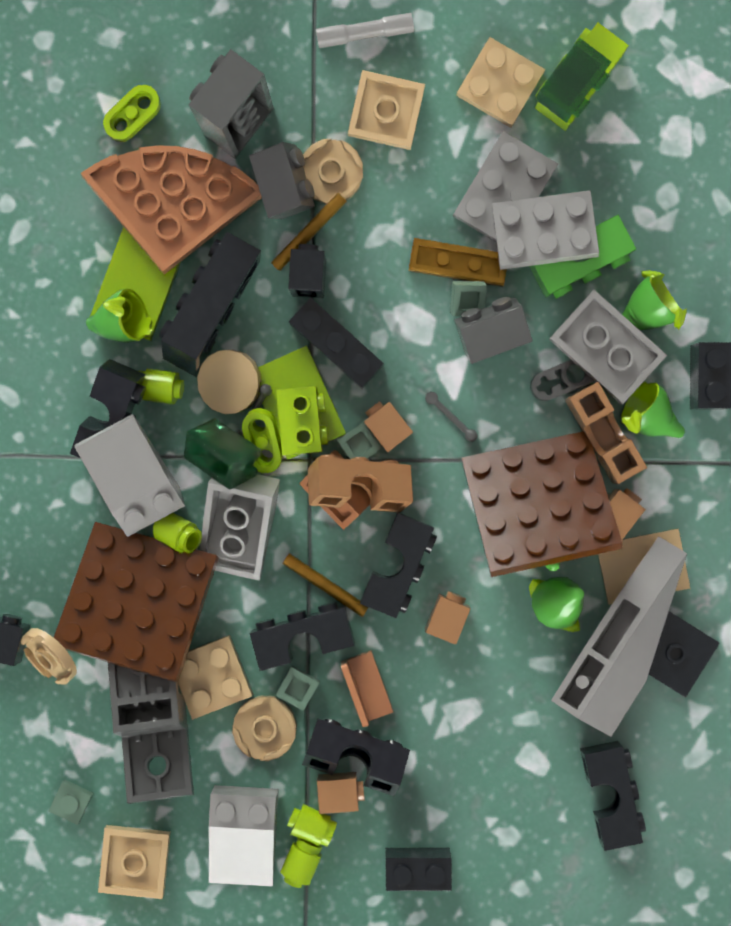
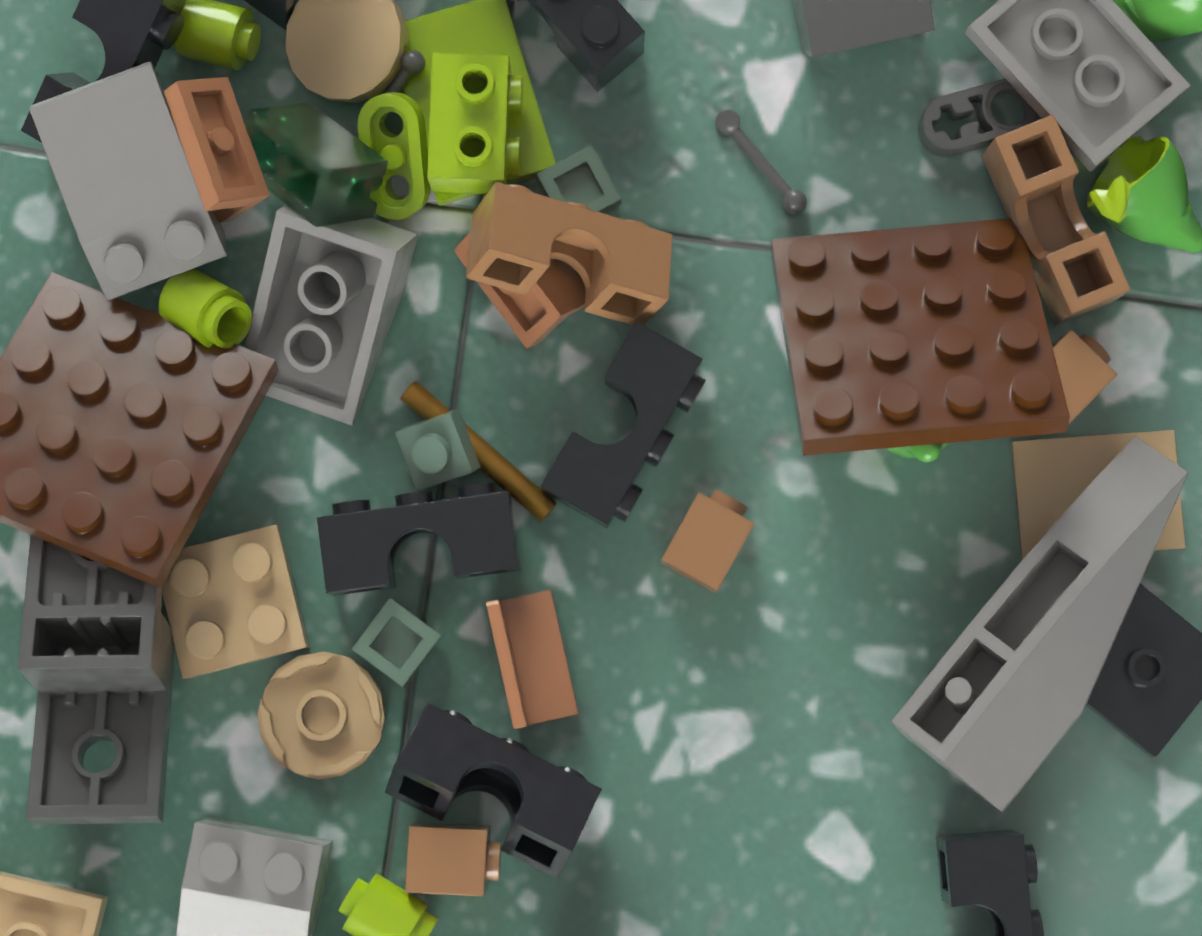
camera: 10 degrees right, 5 degrees down
(172, 451) = (216, 146): none -> nougat panel
(305, 588) = (437, 449): none -> sand green plate
(387, 425) = (638, 159): medium nougat brick -> none
(557, 602) = (926, 538): bright green hat -> none

